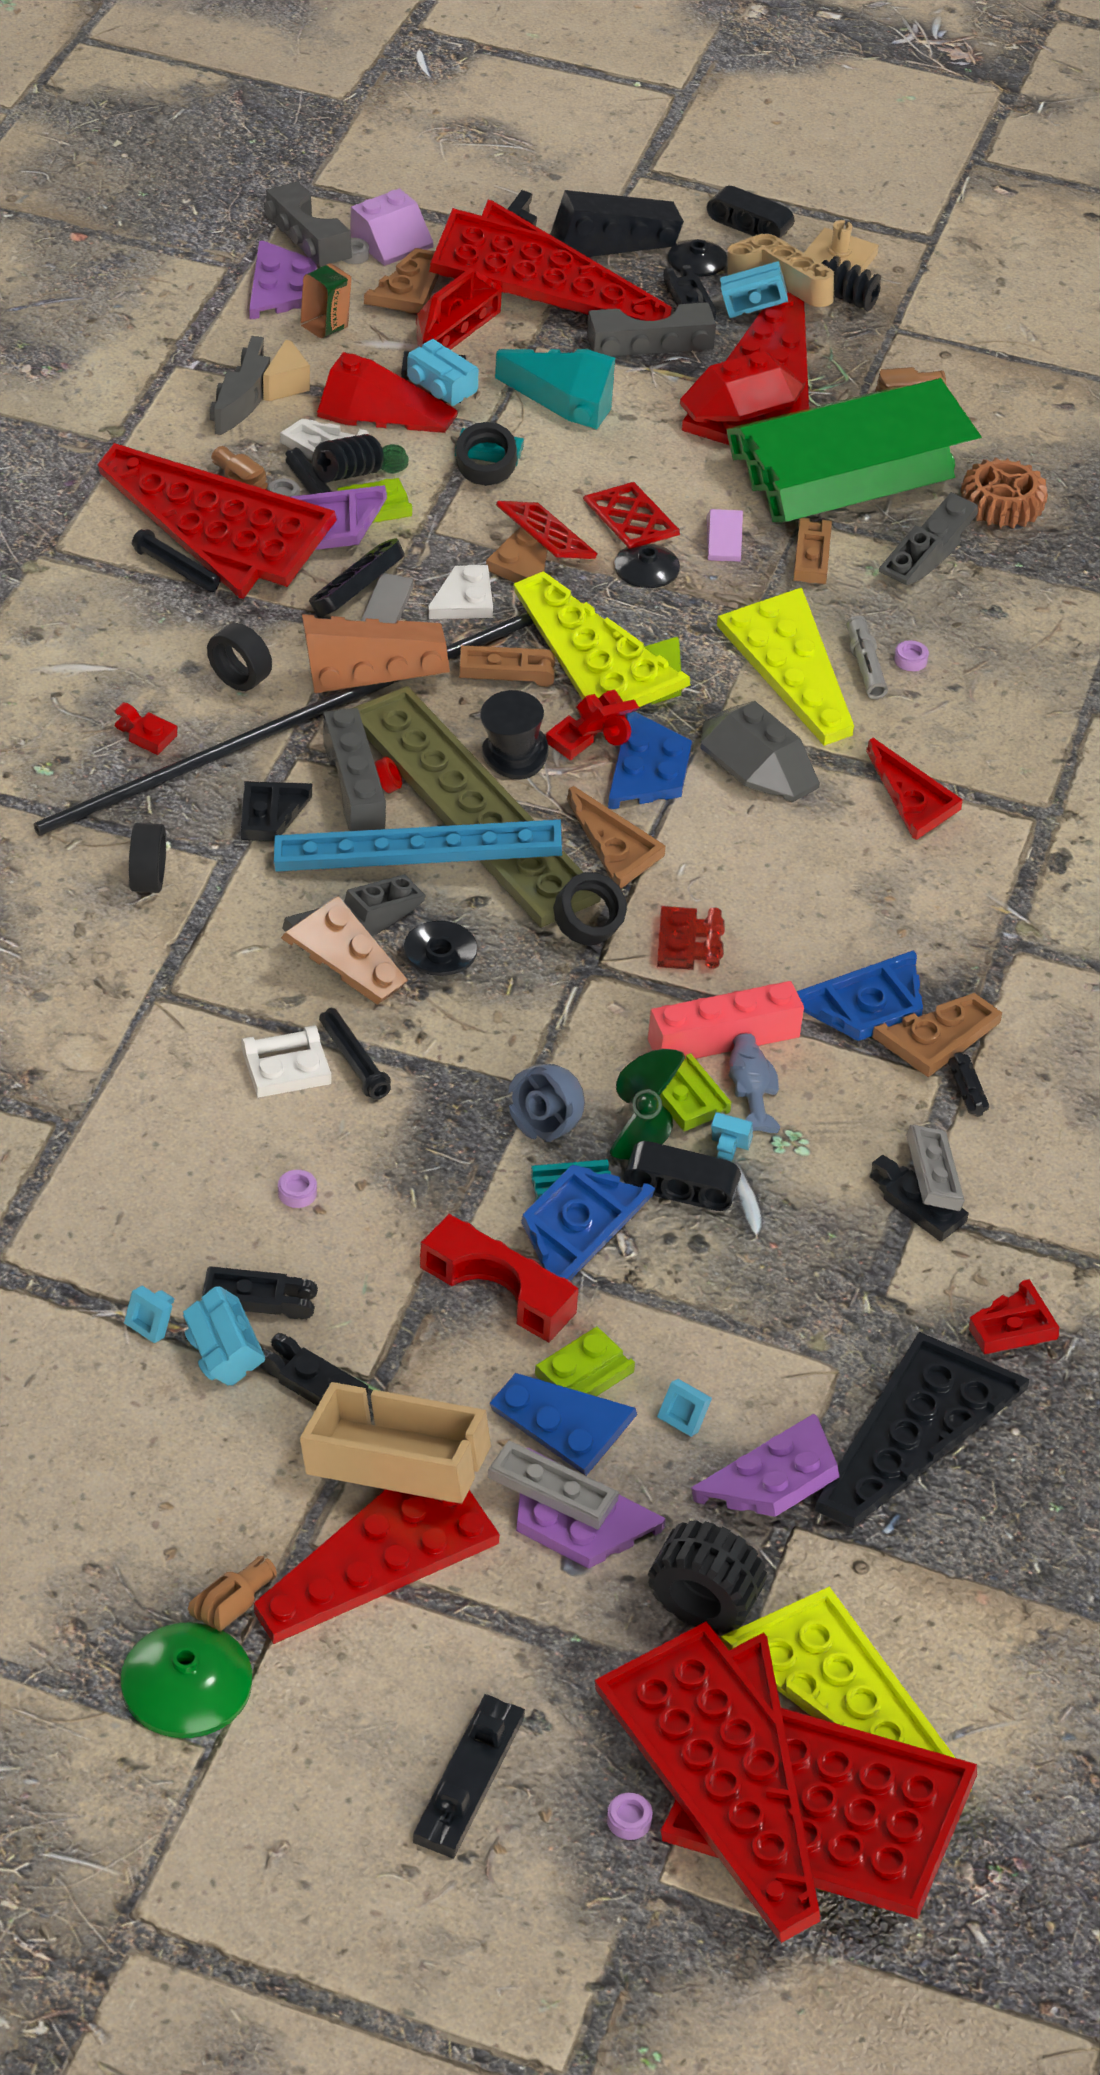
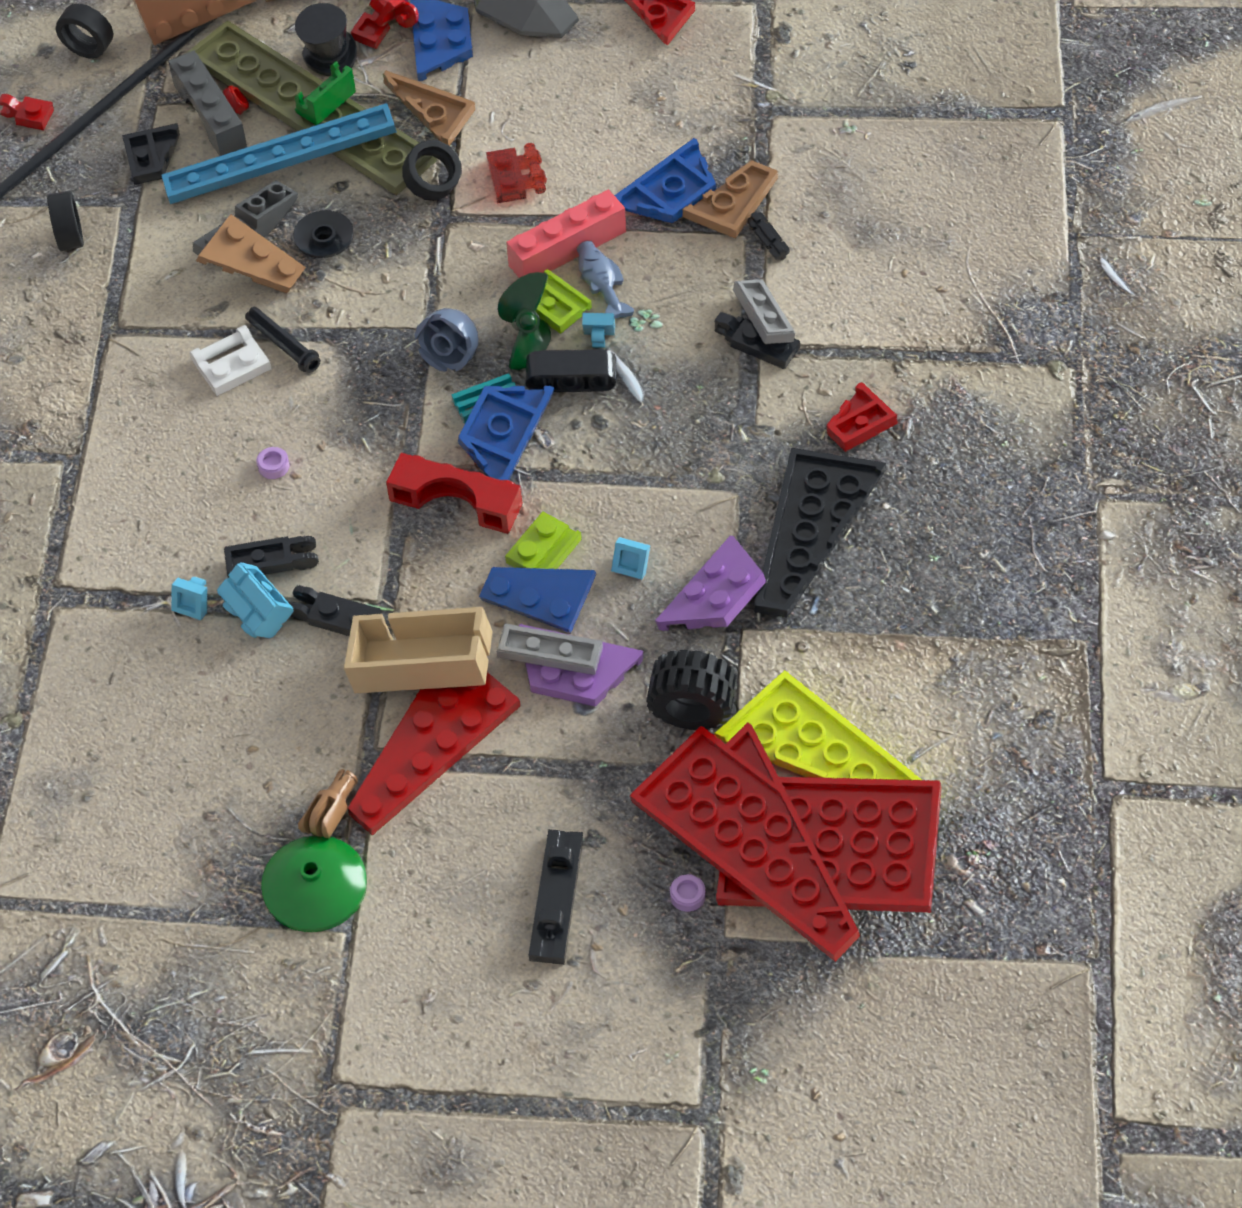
camera: 10 degrees left, 10 degrees up
(494, 796) = (326, 96): none -> green hinge

